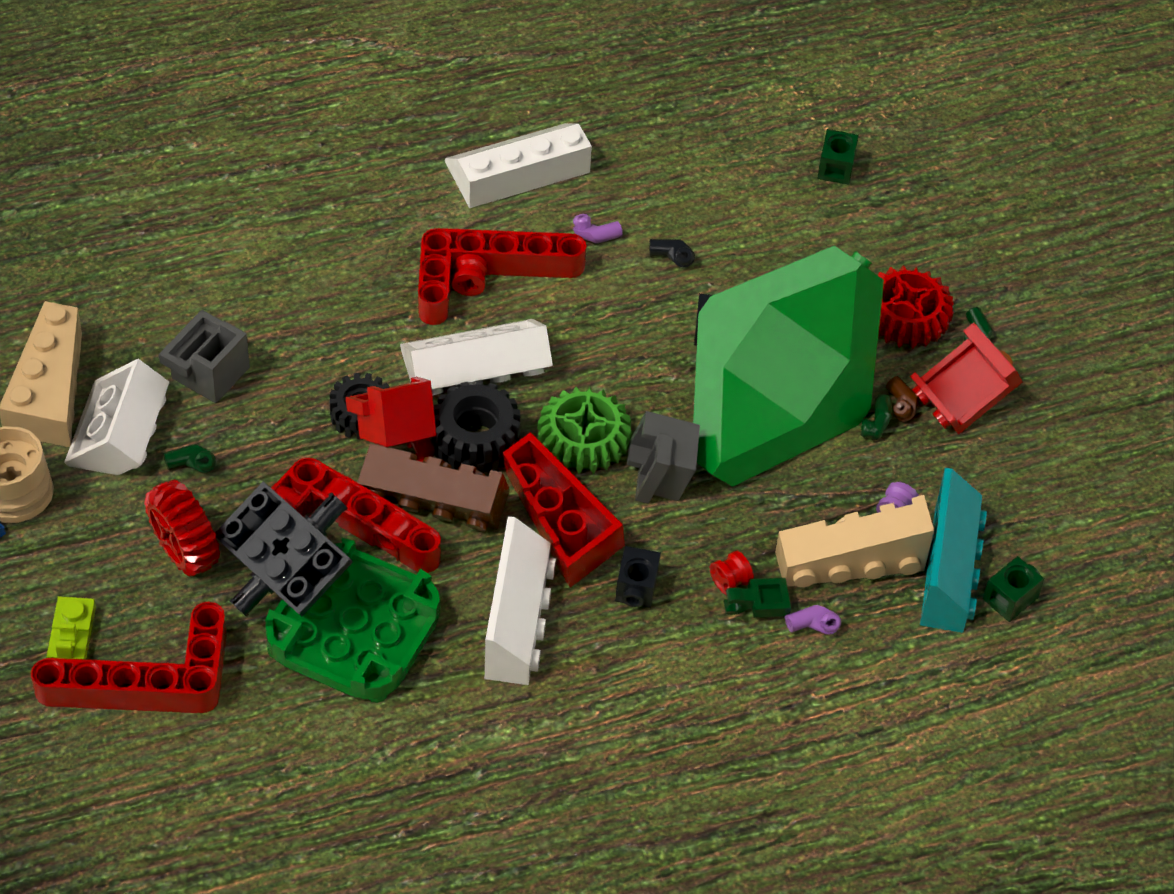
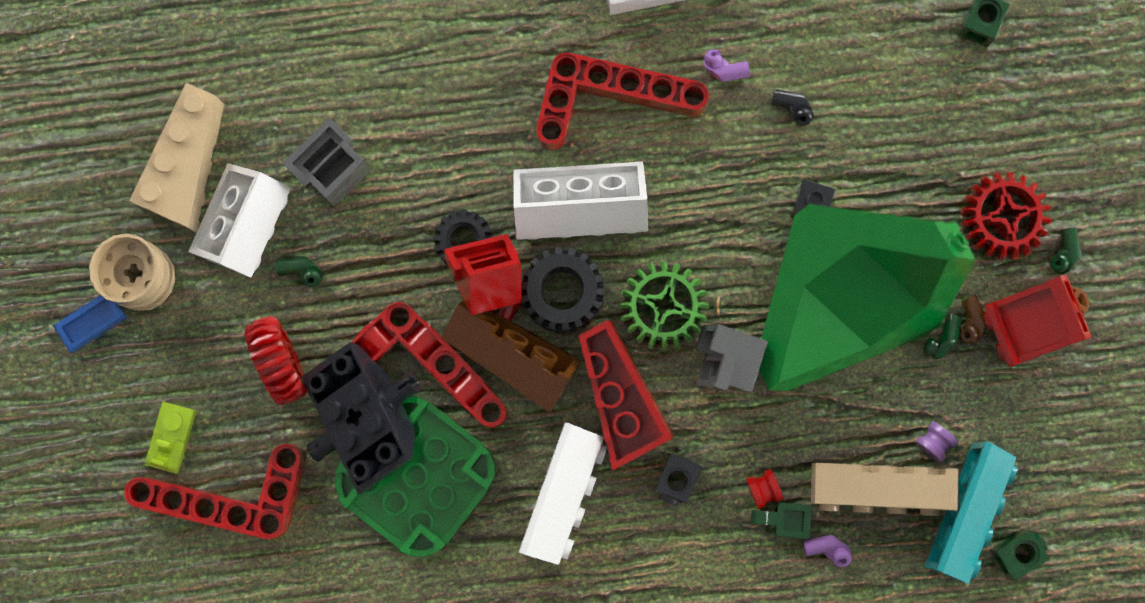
camera: 25 degrees right, 30 degrees up
(469, 274) = (592, 105): red wheel -> none

